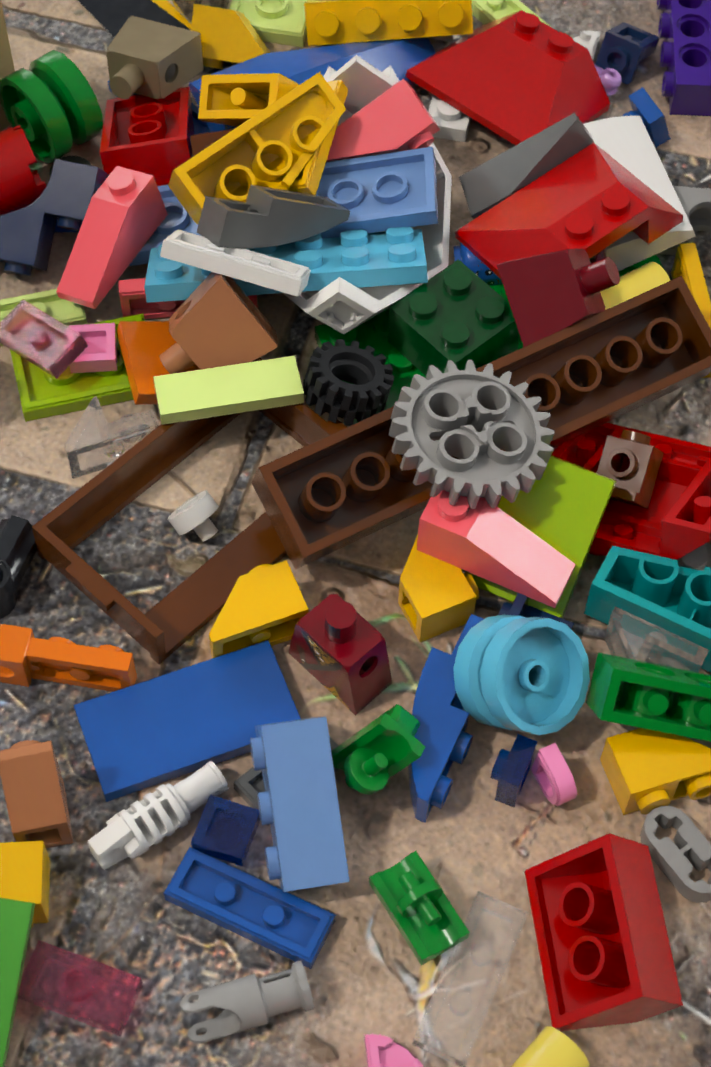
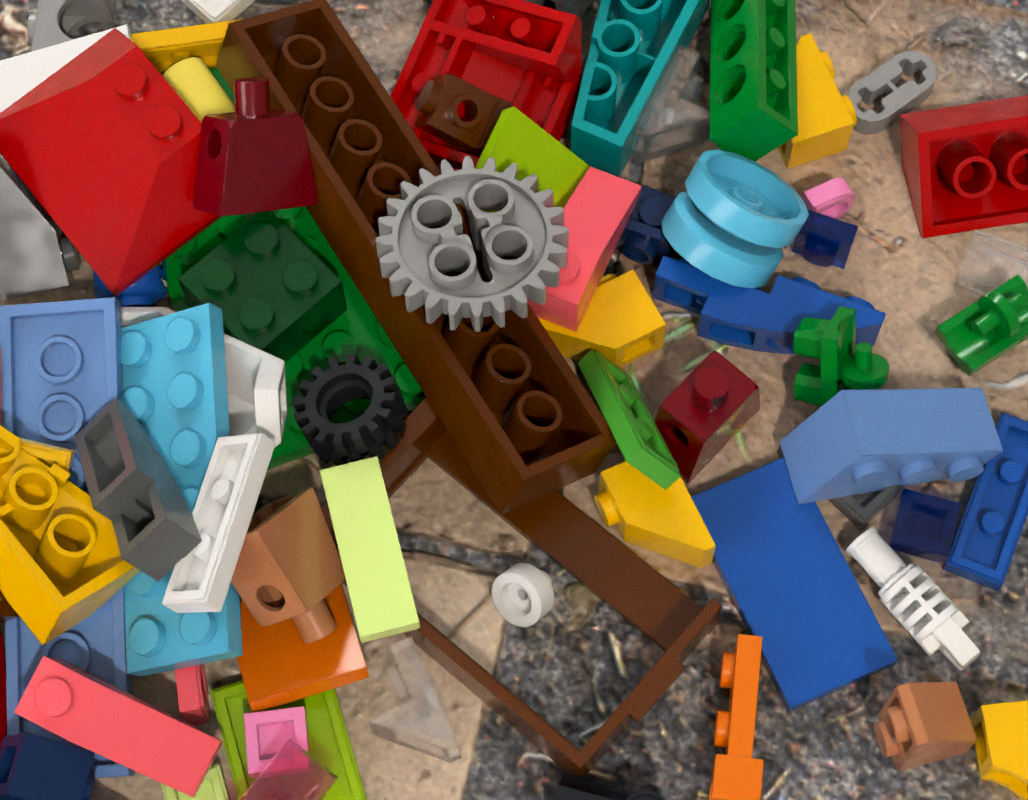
camera: 90 degrees left, 10 degrees up
(315, 573) = (629, 419): none -> bright green tile

